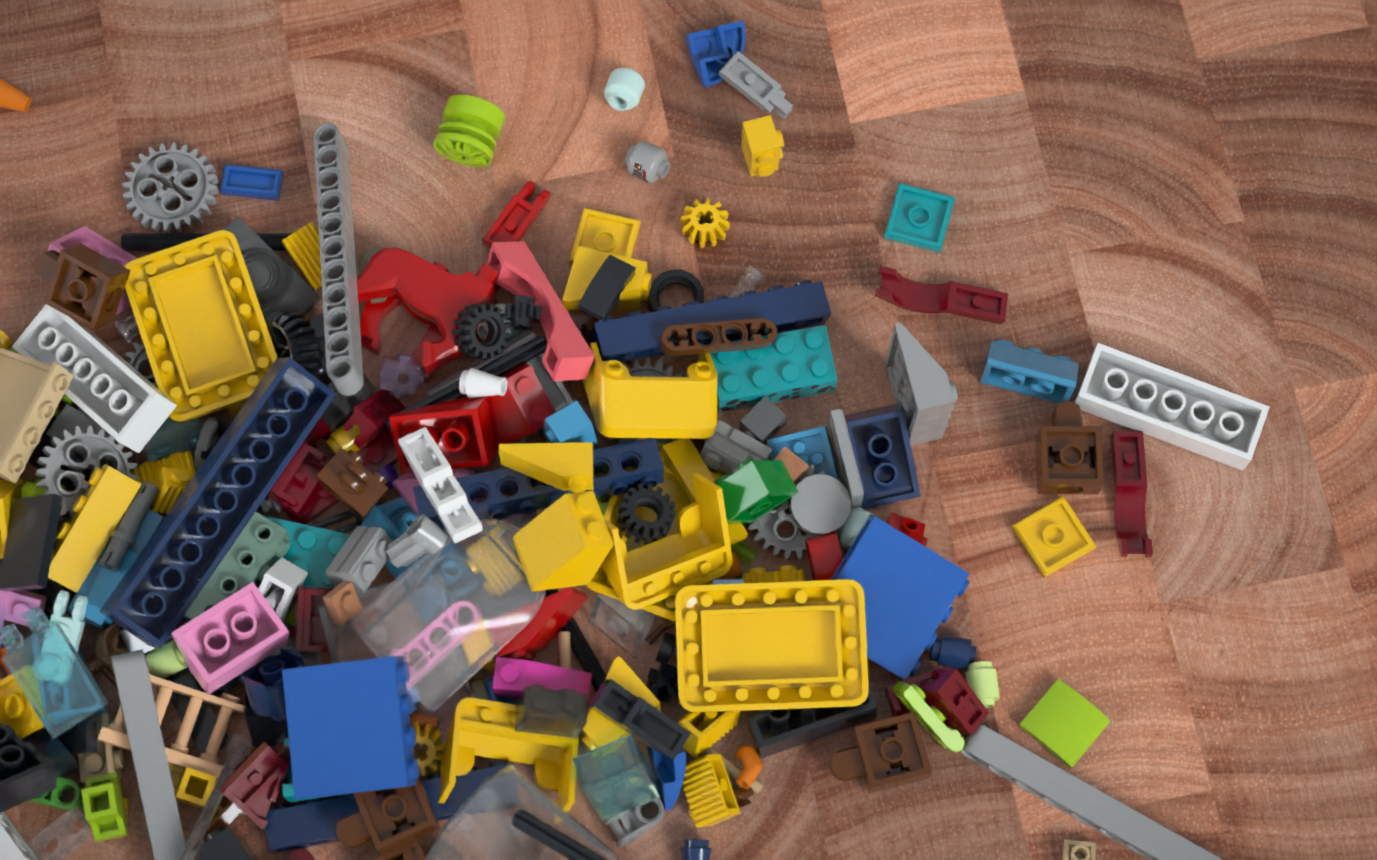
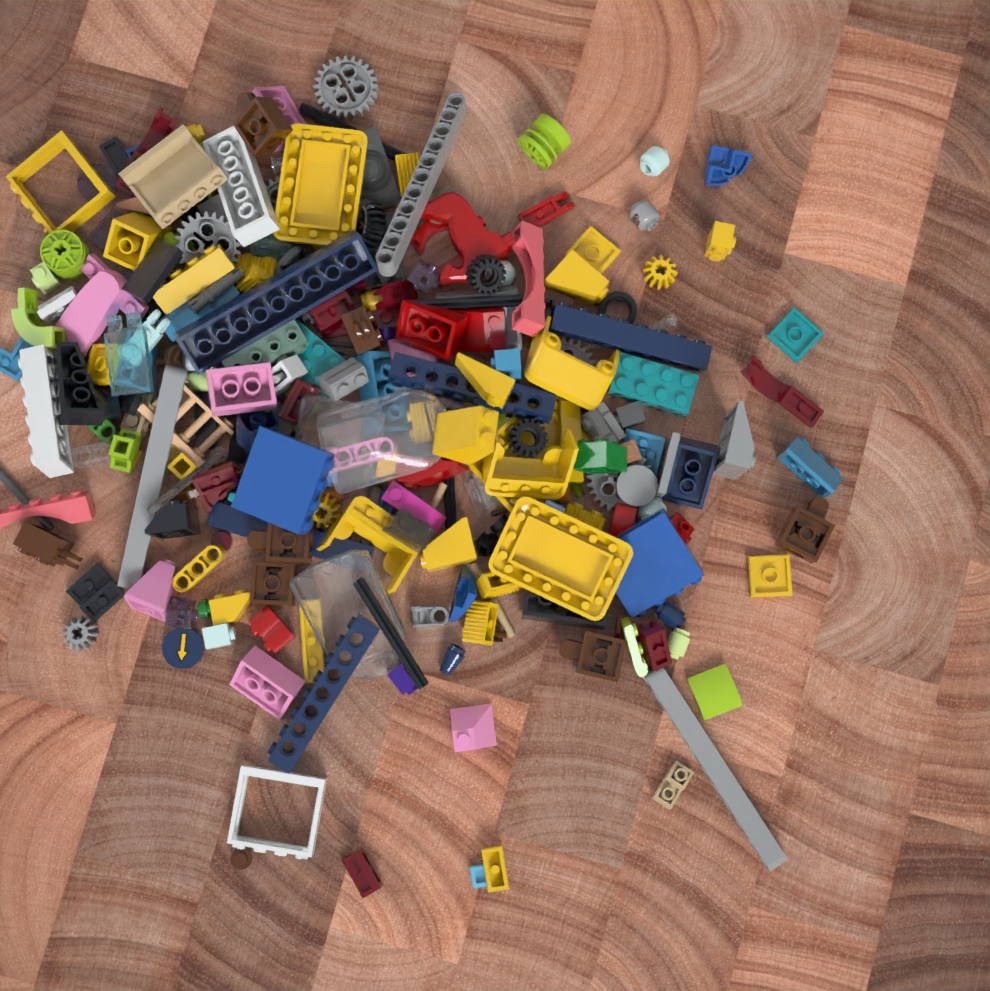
camera: 25 degrees right, 10 degrees up
(251, 182) = (397, 108): blue tile -> none
(342, 602) = (319, 401): nougat plate -> none
(421, 538) = (383, 385): light grey piece -> none
(440, 485) = (411, 359): white slope -> none
(480, 384) = (467, 307): white cone -> none
(523, 313) = (517, 275): black gear -> none
(605, 288) = (575, 285): black slope -> none
(616, 777) = (428, 588): clear light blue brick -> none
(639, 718) = (458, 562): black slope -> none
(717, 333) = (629, 347): reddish brown beam -> none
(751, 763) = (513, 621): orange arm -> none
(756, 85) = (737, 199): light grey hinge -> none
(1130, 493) = (831, 574): dark red piece -> none
(1171, 407) = (886, 534): white brick -> none

